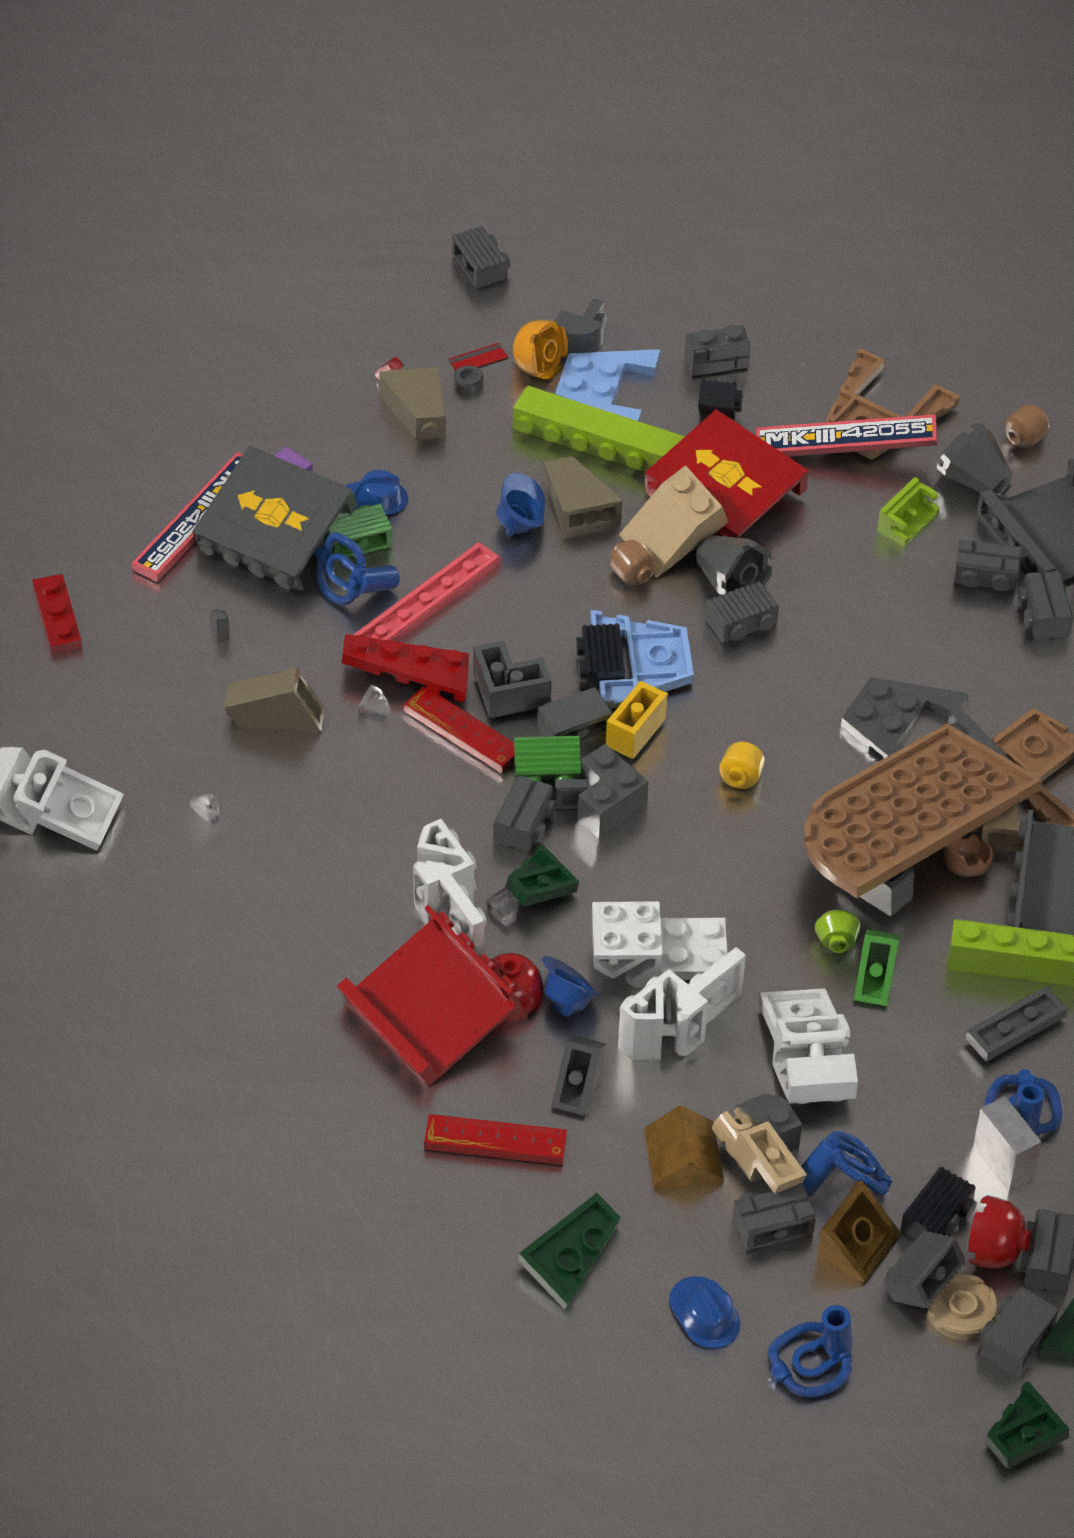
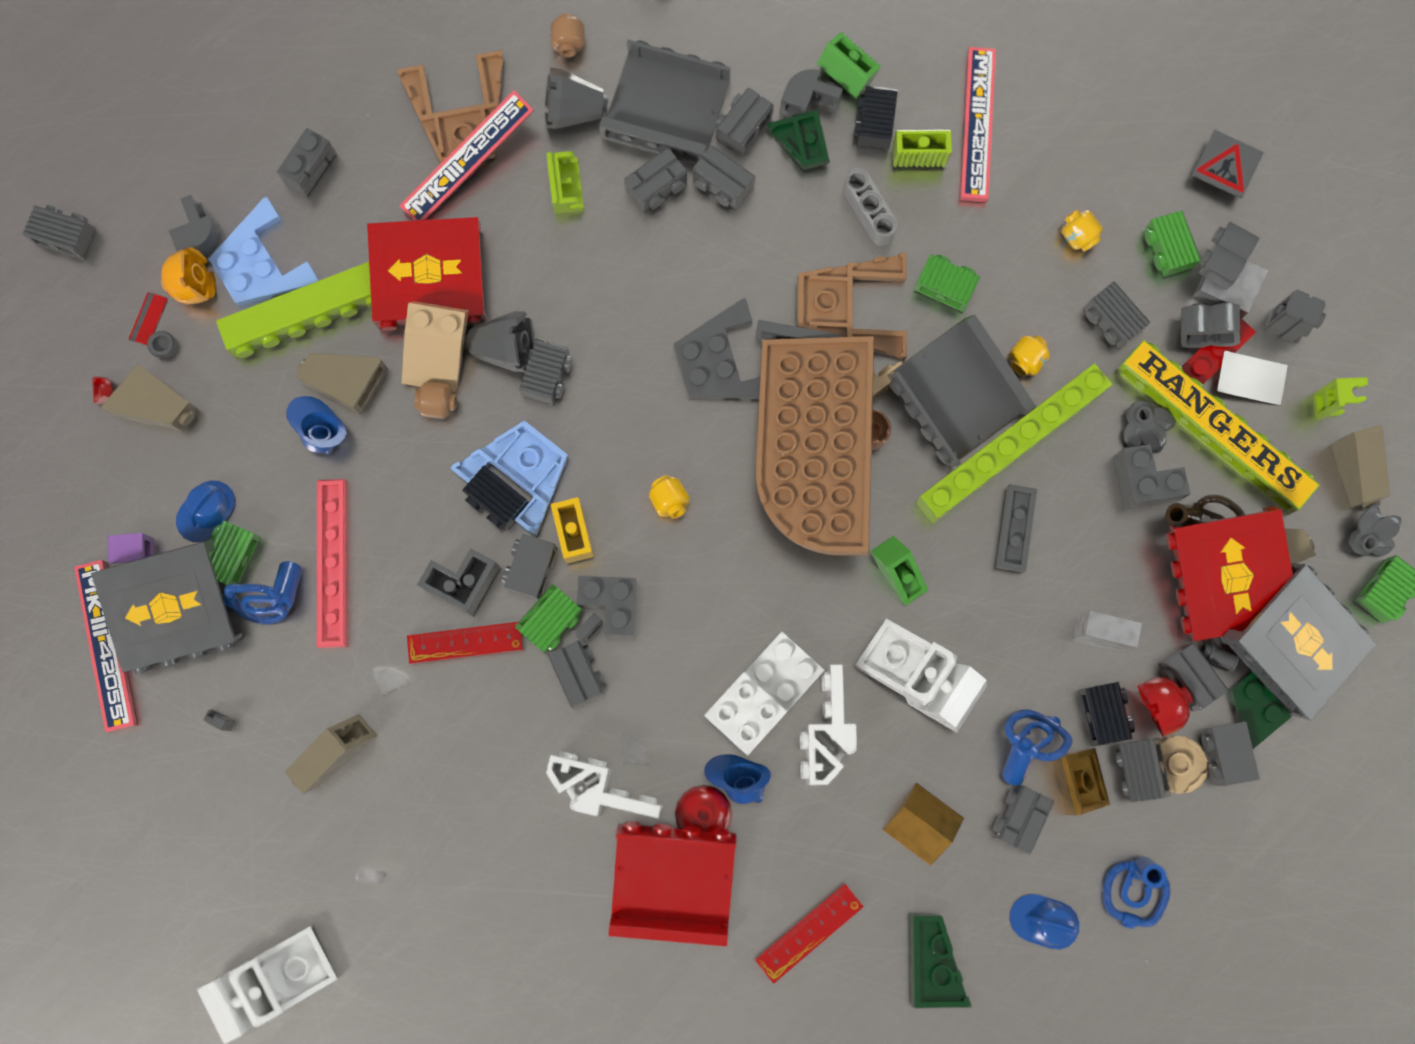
camera: 45 degrees left, 30 degrees up
(57, 614) = (99, 822): red plate -> none
(419, 663) = (389, 622): red wing -> none
(541, 879) = (638, 714): dark green wing -> none
(578, 1074) = (811, 836): dark grey slope -> none
(719, 396) = (356, 207): black brick -> none
(758, 1150) = (980, 790): tan plate -> none
(779, 1114) = (951, 752): dark grey slope -> none
(837, 930) = (853, 570): lime cone -> none
(1026, 1428) = (1294, 815): dark green wing -> none
(1029, 1099) = (1097, 594): blue piece -> none

